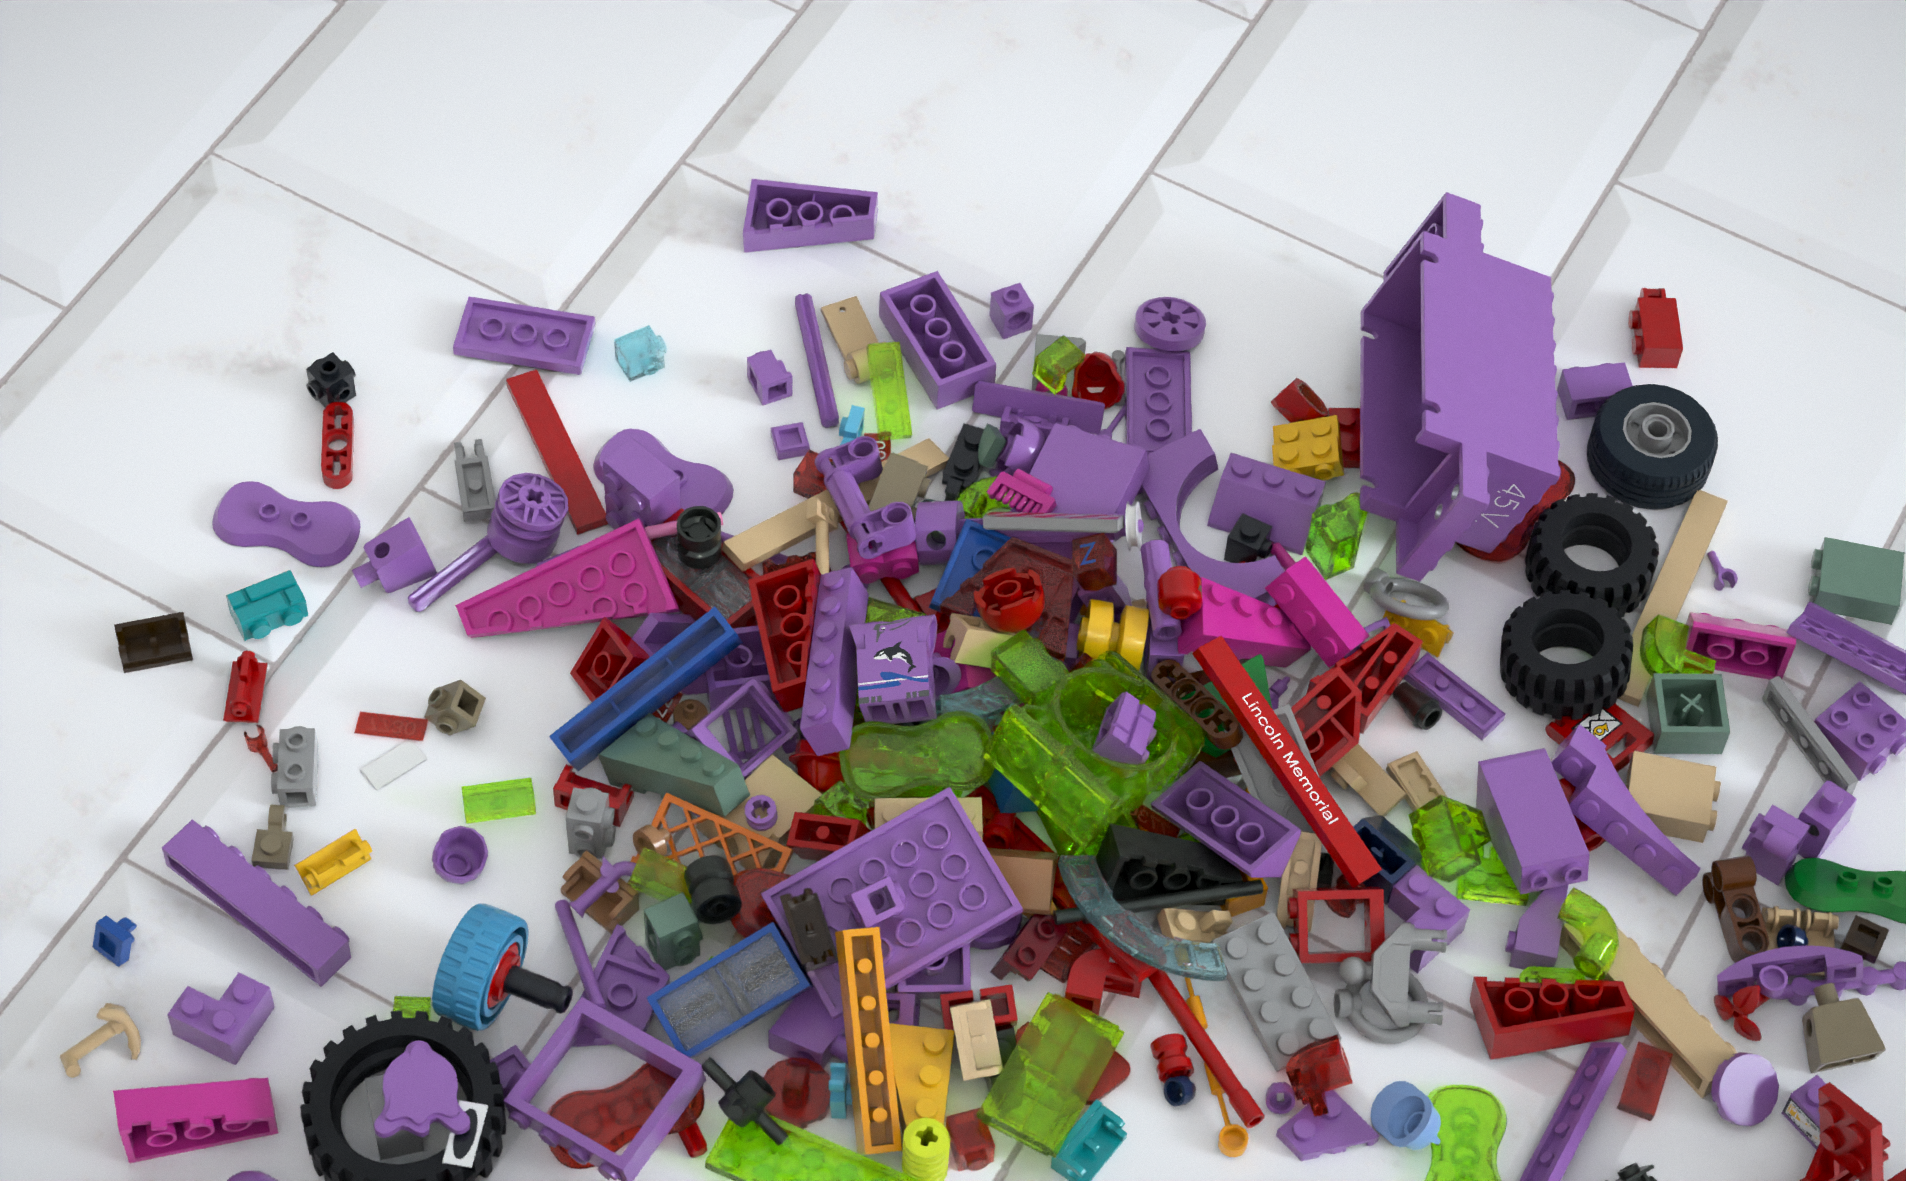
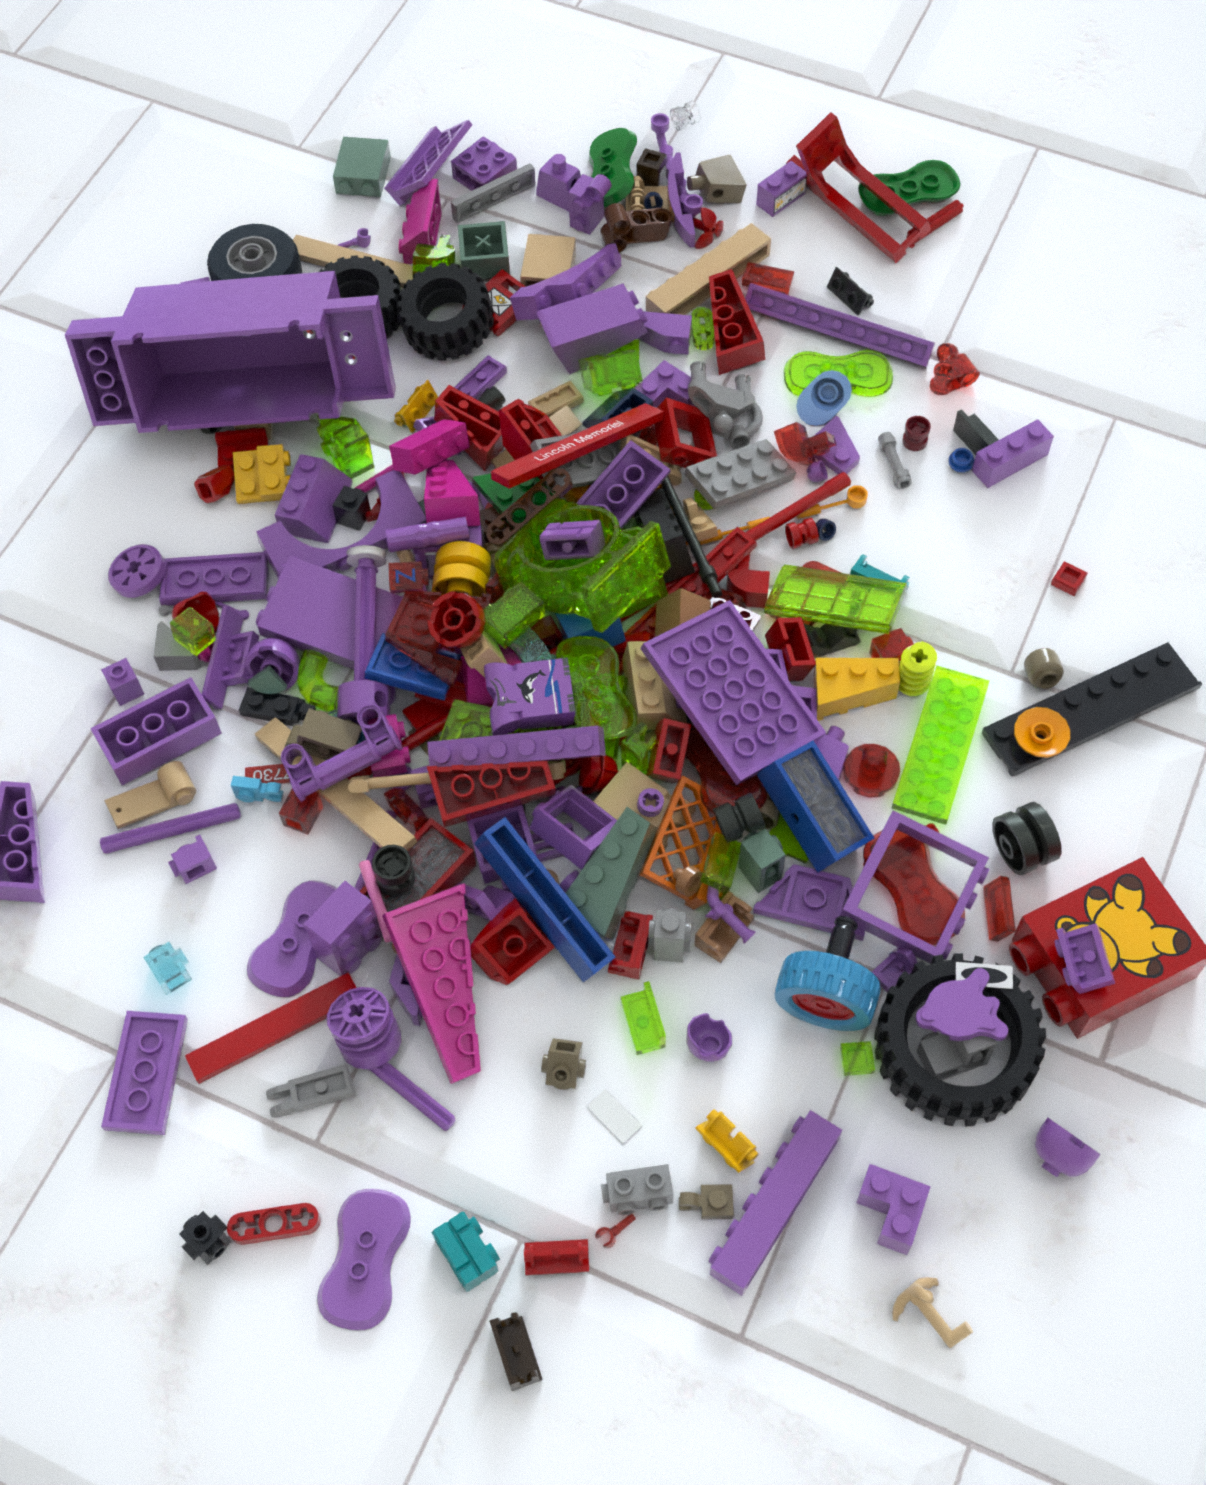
camera: 90 degrees left, 5 degrees up
(114, 939) = (832, 1319): blue tile -> none
(193, 1116) = (992, 1211): dark pink wedge -> none
(391, 726) = (576, 1124): clear red sticker -> none
(396, 559) = (406, 1128): medium lavender torso -> none
(579, 953) = (787, 931): medium lavender bar -> none
(746, 1099) = (903, 787): pearl dark grey bar -> none
(790, 440) = (257, 840): medium lavender tile -> none
(809, 930) = (771, 742): dark brown hinge -> none
(839, 1090) = (872, 733): medium azure plate -> none
(868, 1041) = (846, 700): light orange brick -> none
(889, 391) = (210, 762): clear neon green tile -> none
(891, 902) = (747, 691): medium lavender brick -> none
(976, 1039) = (822, 643): tan hinge -> none
(1024, 487) = (321, 642): dark pink piece -> none
(1053, 522) = (371, 605): light grey tile -> none
(1132, 933) = (722, 547): clear light blue tile -> none
(1179, 592) = (442, 509): red head -> none
(1380, 586) = (382, 426): light grey piece -> none
(1598, 933) = (676, 286): clear neon green cylinder -> none
(1656, 330) = (140, 270): red brick -> none
(1745, 1089) = (769, 224): tile -> none

